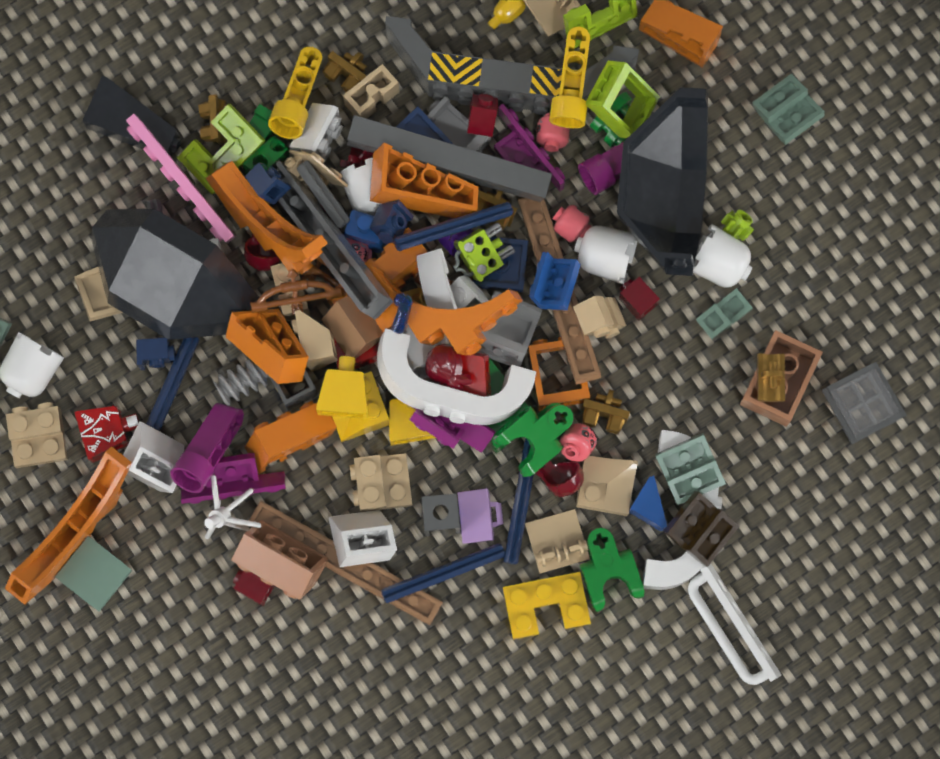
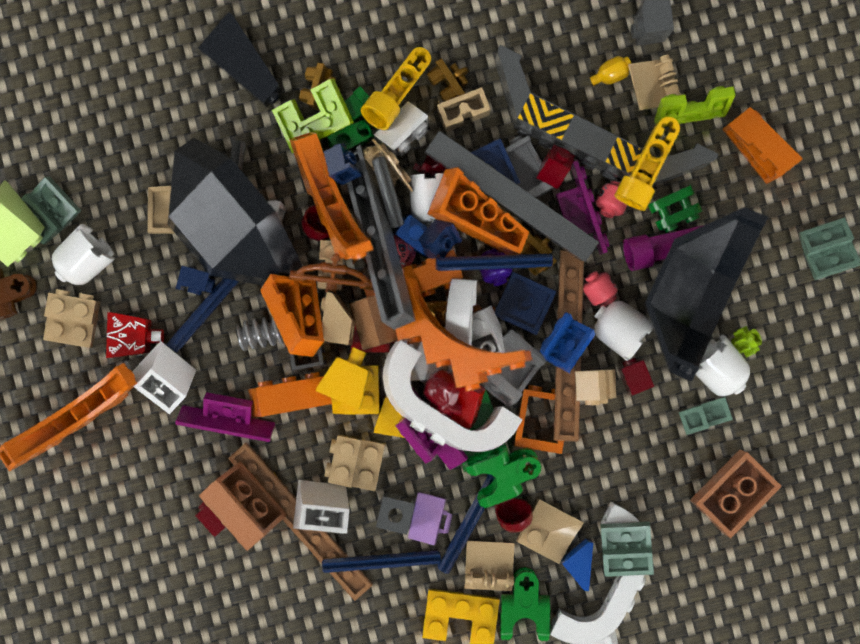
camera: 20 degrees right, 10 degrees up
(93, 573) = (81, 457): sand green slope -> none
(174, 172) = (262, 126): bright pink plate -> none
(207, 448) = (198, 397): magenta beam -> none
(221, 515) = (205, 450): white plant -> none
(401, 318) = (421, 332): clear blue arm -> none
(472, 253) = (503, 289): lime piece -> none
(578, 442) = (538, 490): coral head -> none
(606, 91) = (677, 186): lime window -> none
(616, 416) = (577, 477): pearl gold hips -> none
(701, 528) = (617, 605): dark brown slope -> none
(771, 377) = (728, 498): pearl gold hips -> none
(864, 403) = (798, 536): clear piece -> none

